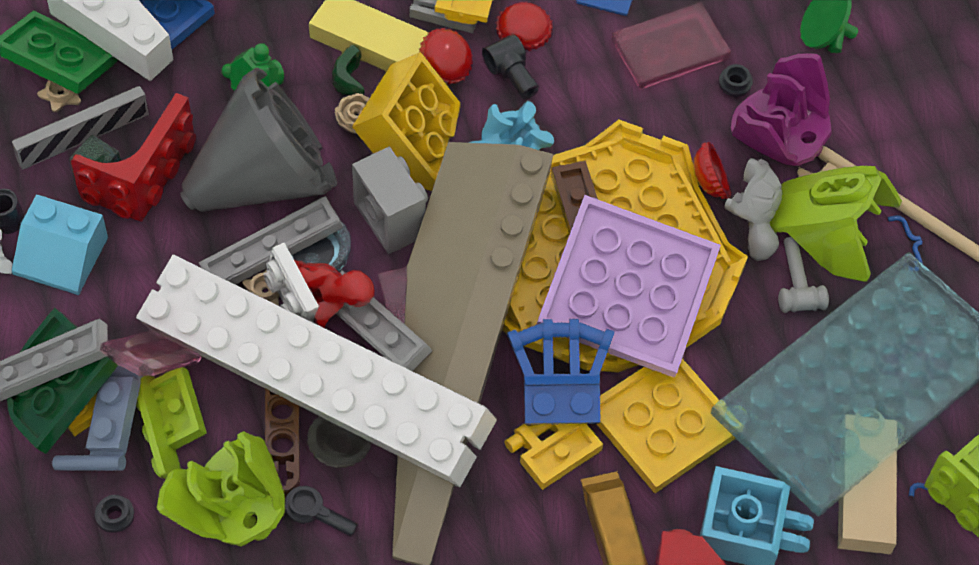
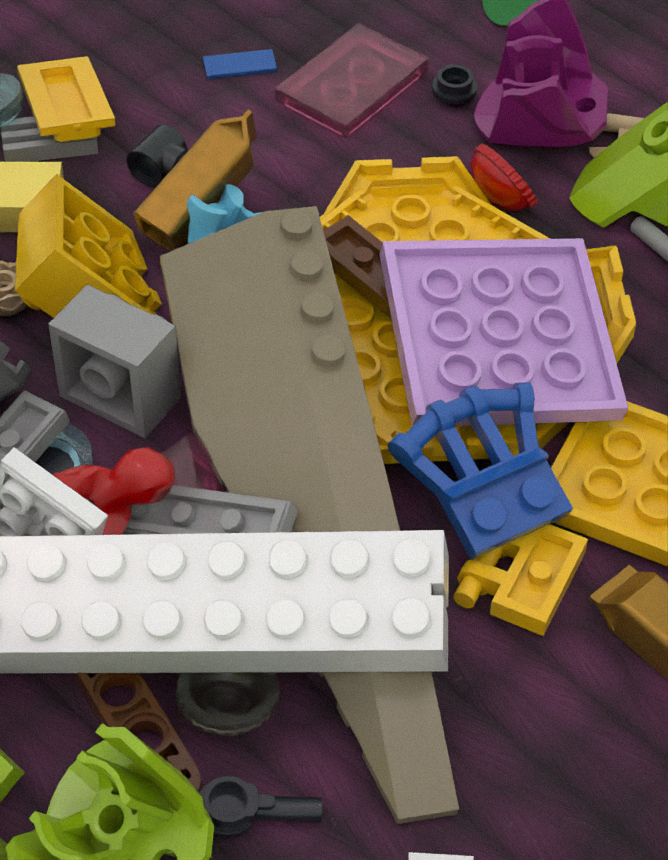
camera: 25 degrees left, 10 degrees down
(447, 54) = (89, 173): red hat -> none
(511, 90) = (216, 159): none -> pearl gold piece
(526, 22) = (158, 109): red hat -> none
(758, 206) = (587, 192): light grey animal -> none

